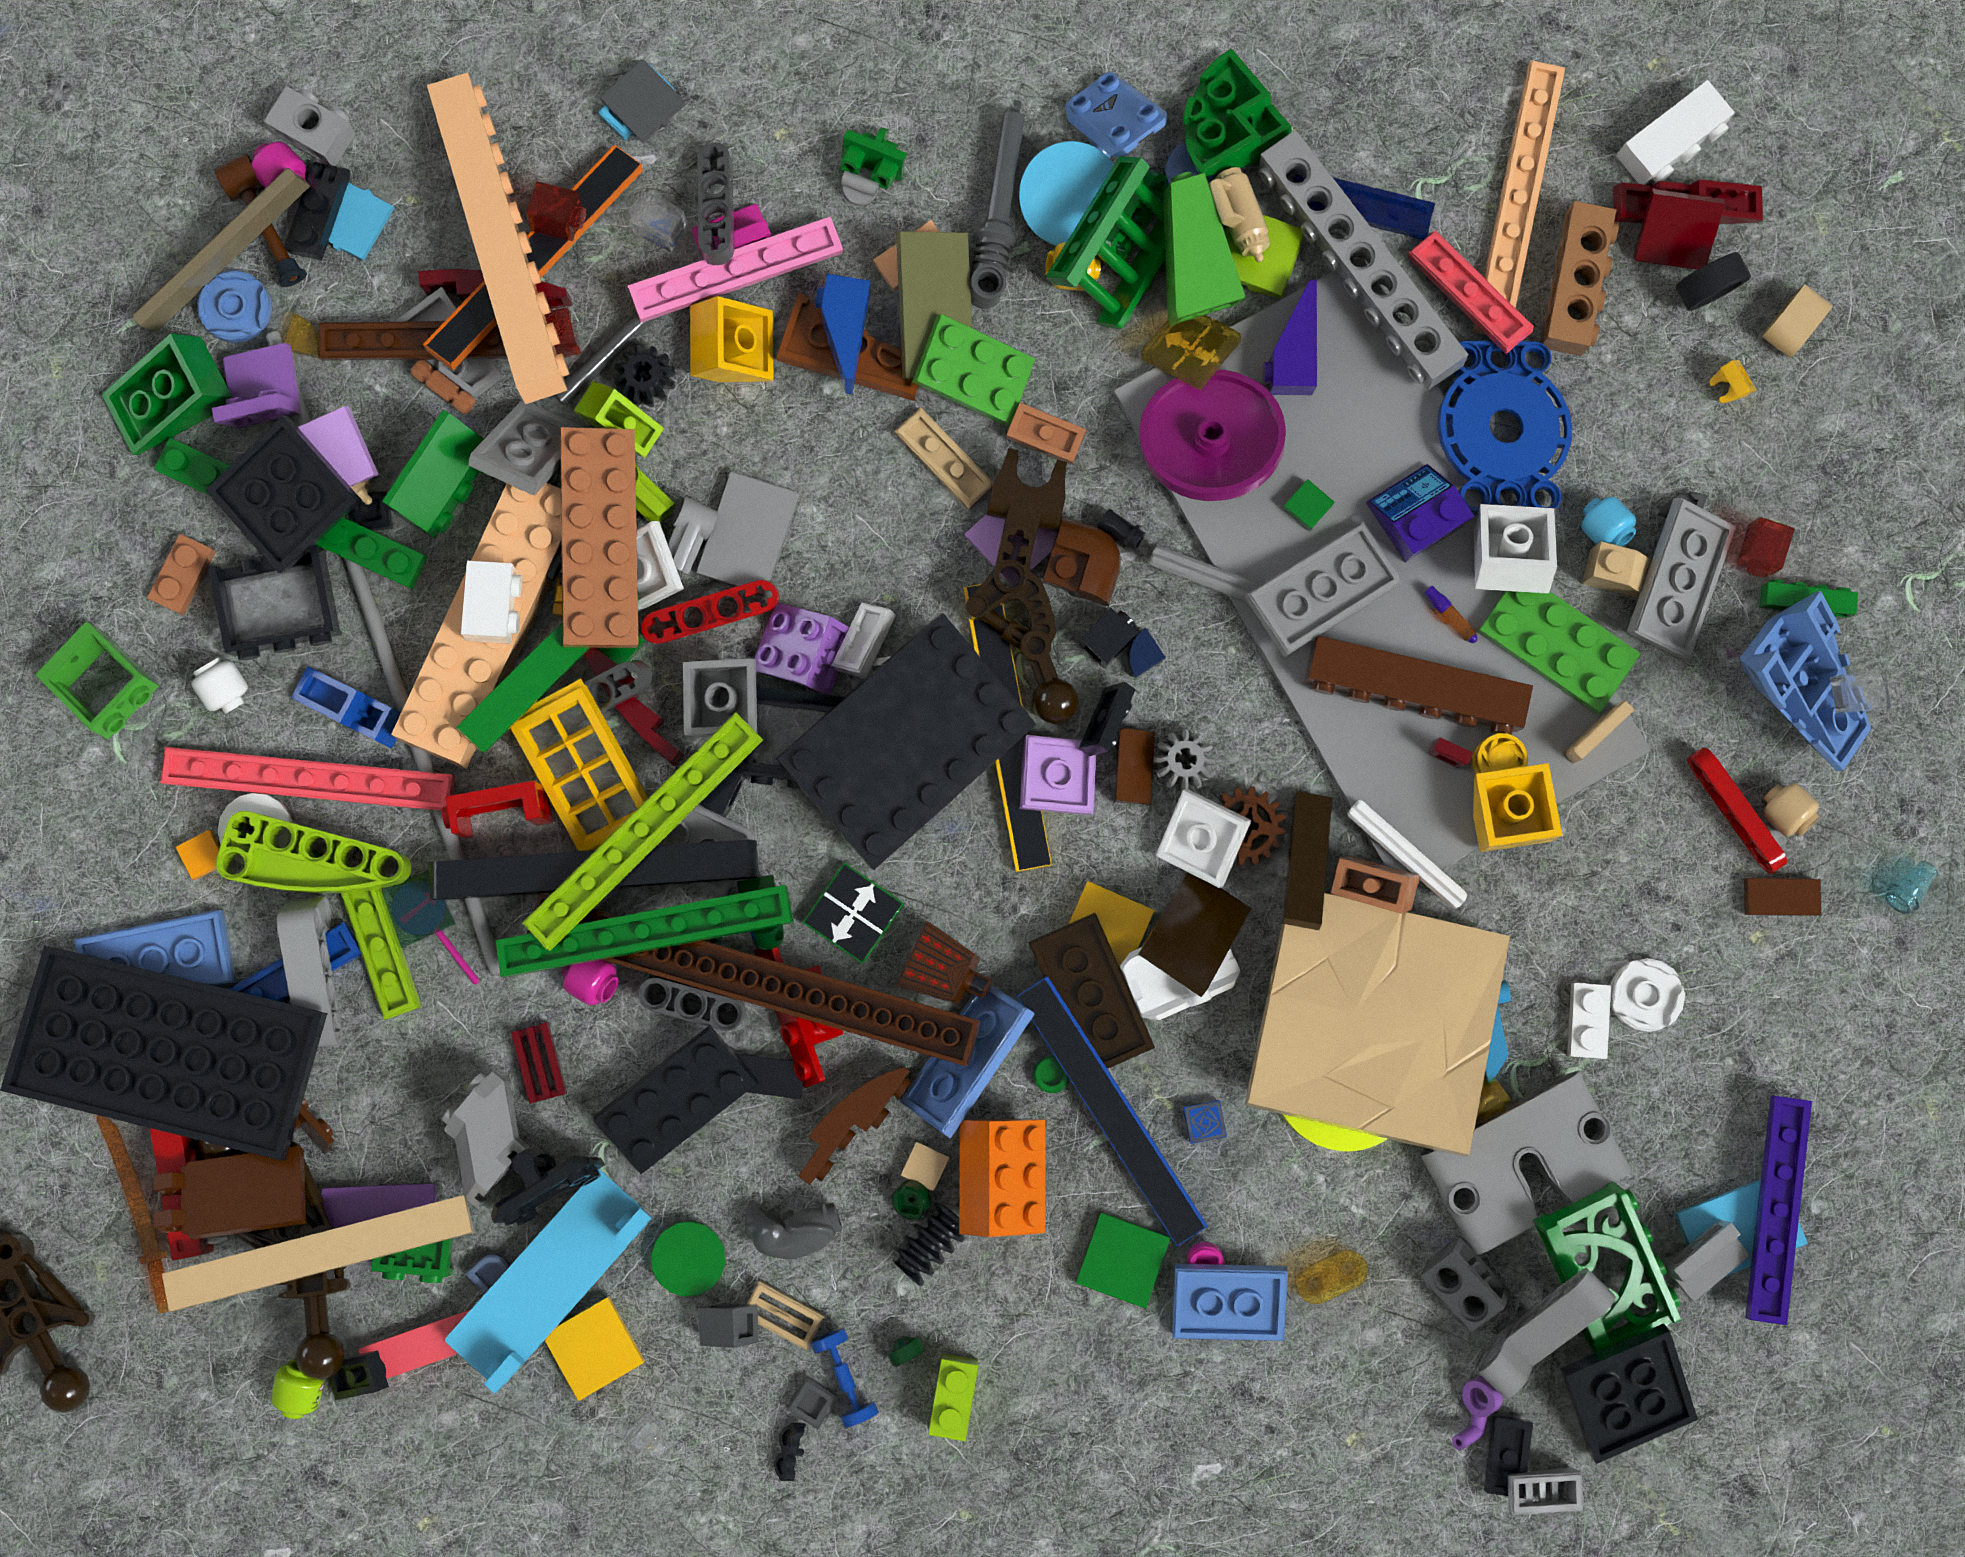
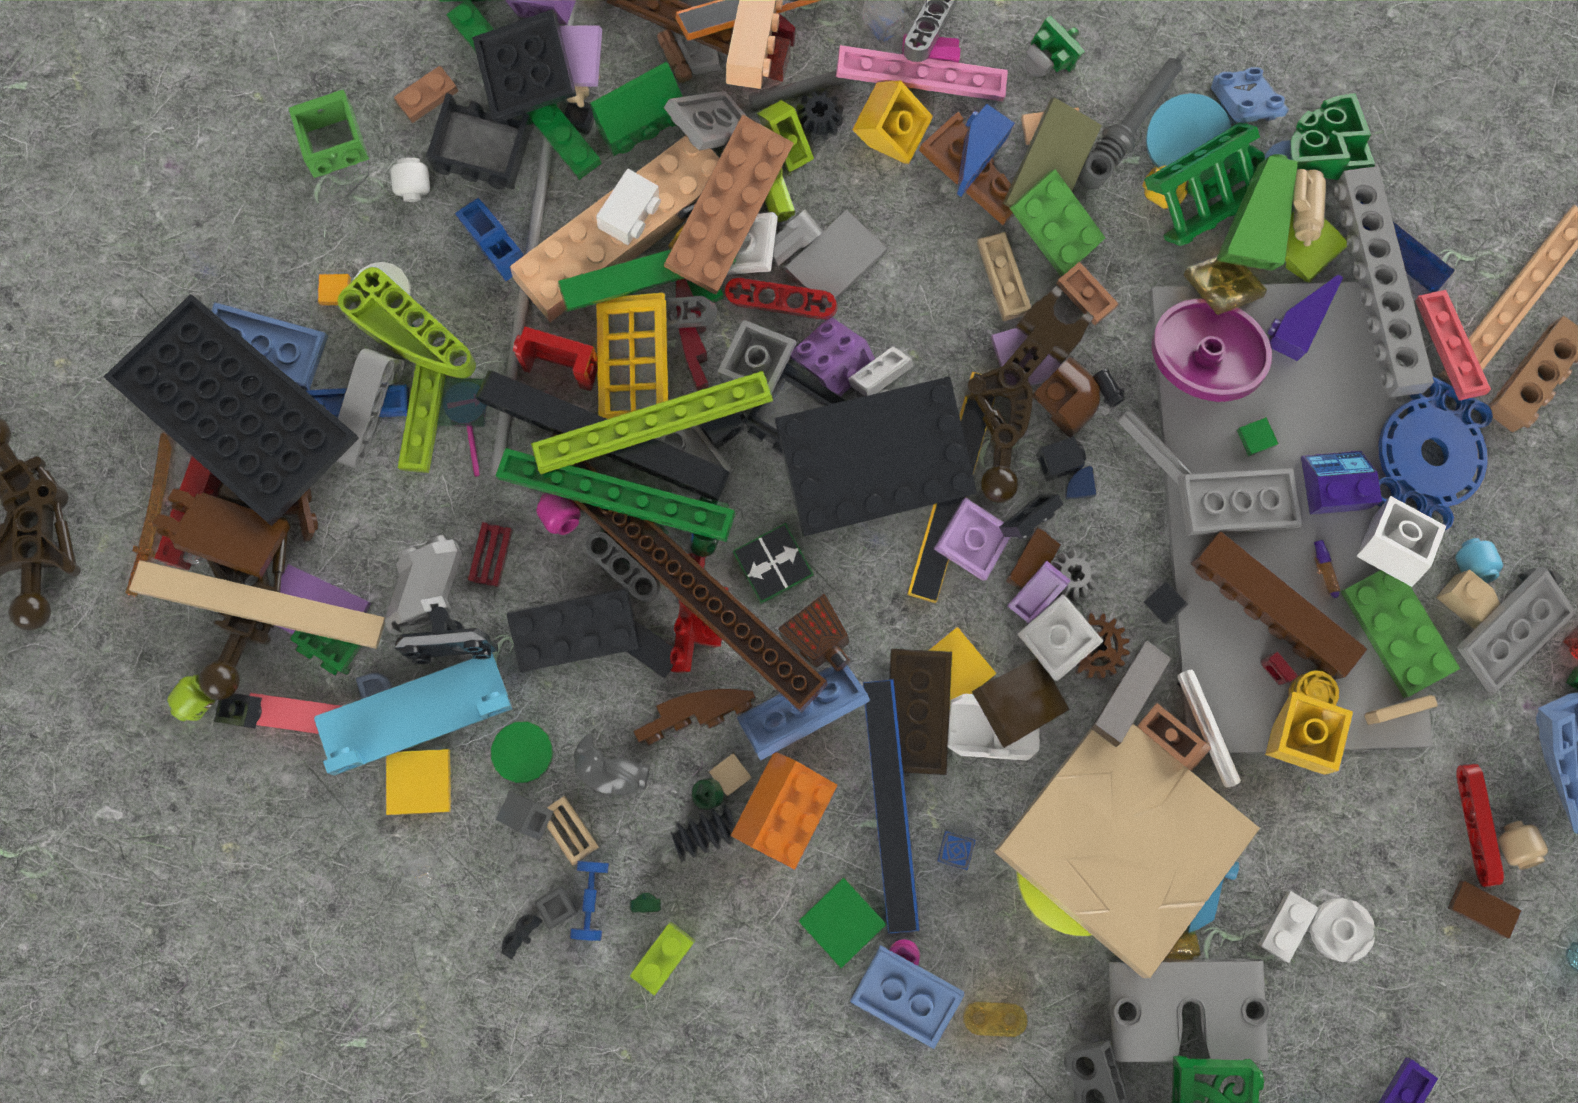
camera: 30 degrees right, 5 degrees down
(306, 779) = (434, 272): coral tile -> none
(1050, 1075) = (857, 756): green tile -> none
(1156, 800) = (1038, 592): none -> medium lavender tile
(1298, 740) = (1166, 603): none -> black tile

